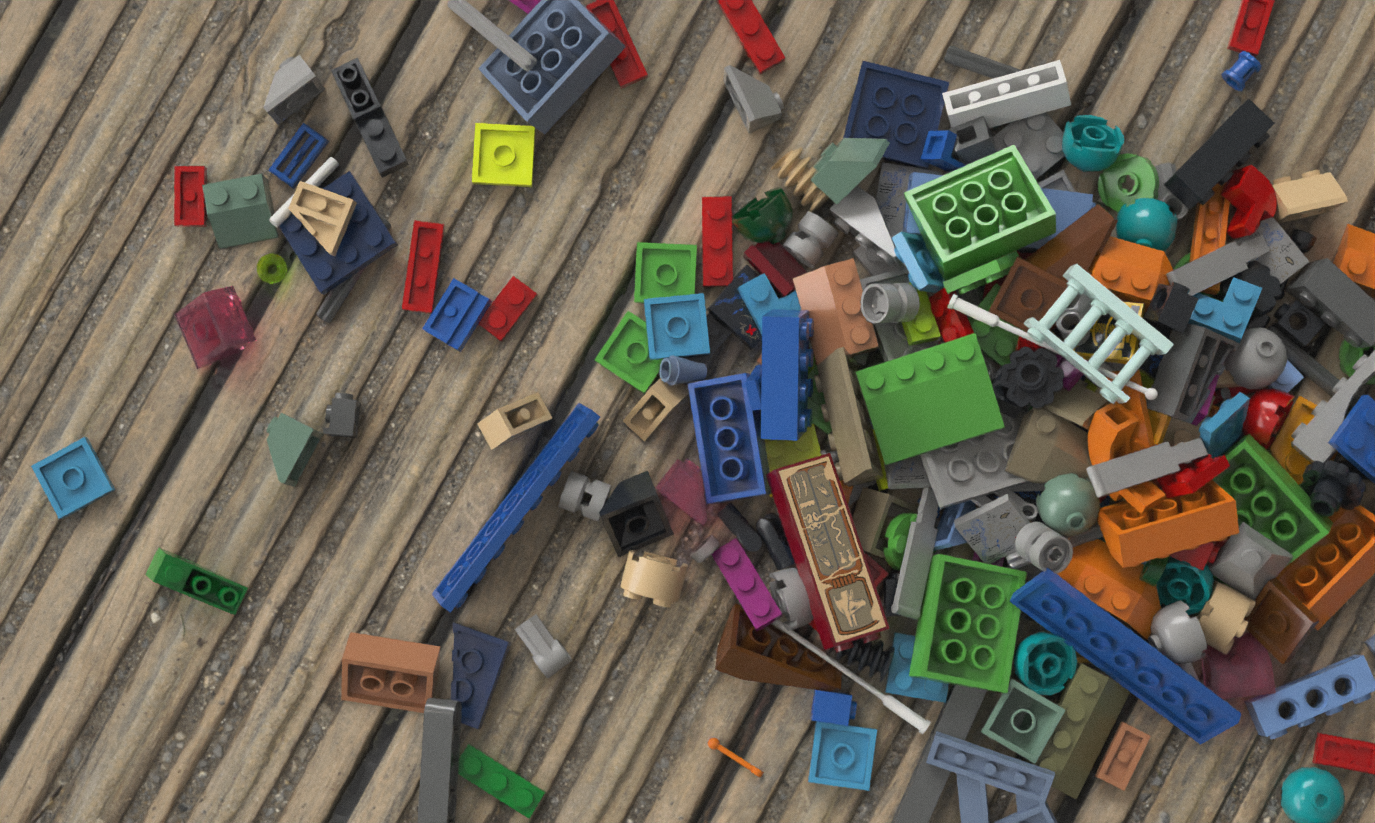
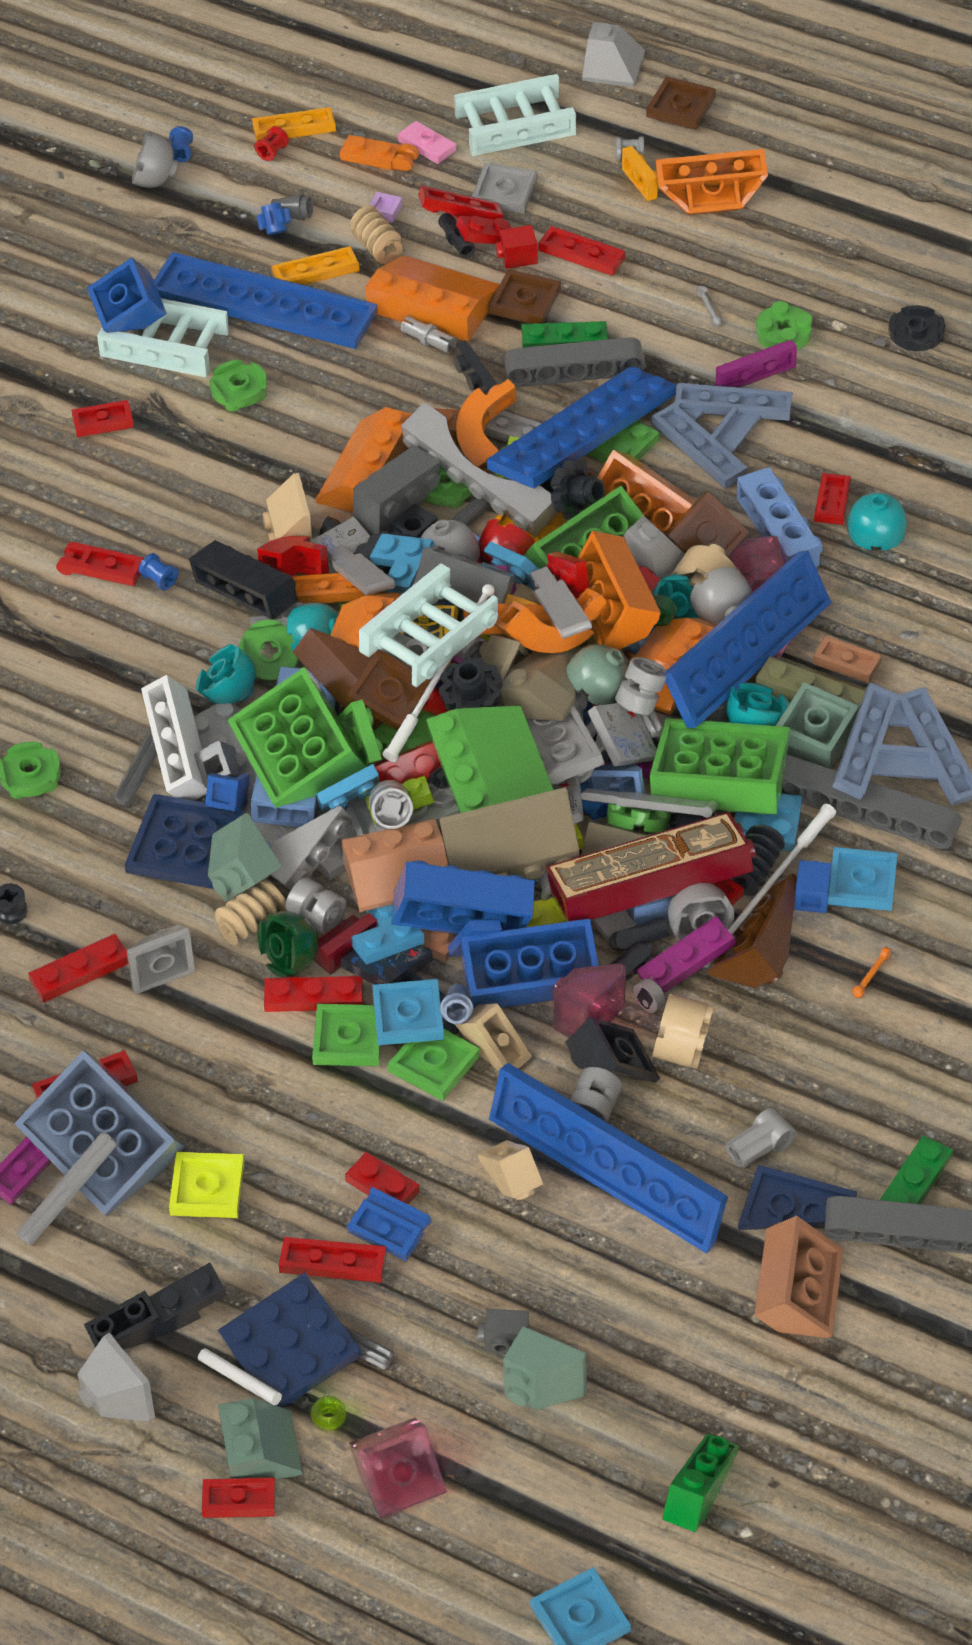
camera: 90 degrees left, 35 degrees down
(307, 163) = (188, 1402): blue tile -> none
(322, 214) = (270, 1340): tan wing -> none
(1171, 307) = (406, 569): black brick -> none

